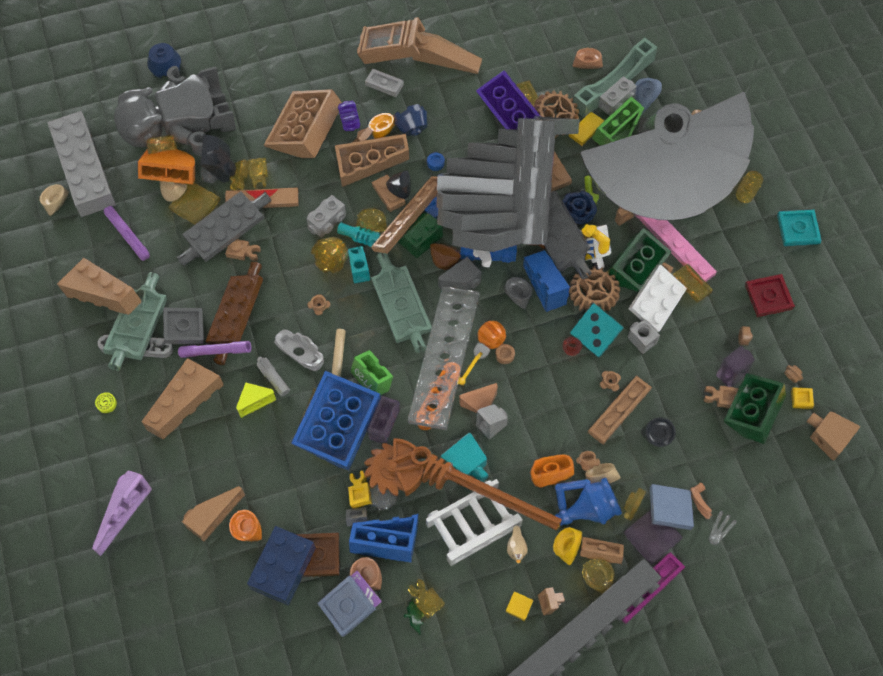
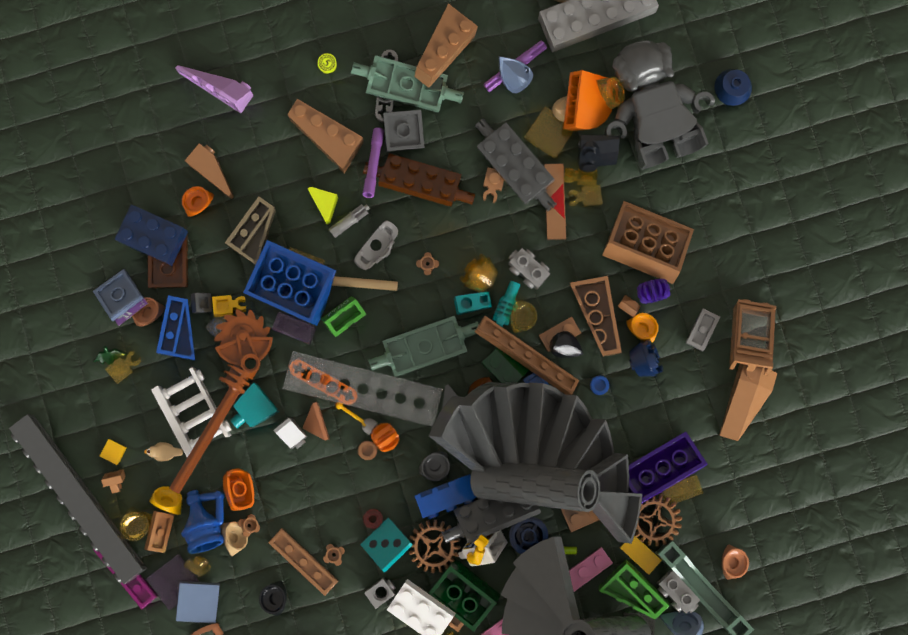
camera: 90 degrees right, 20 degrees up
(135, 229) = (514, 74): none -> sand blue piece
(280, 464) = (252, 231): none -> dark tan wedge

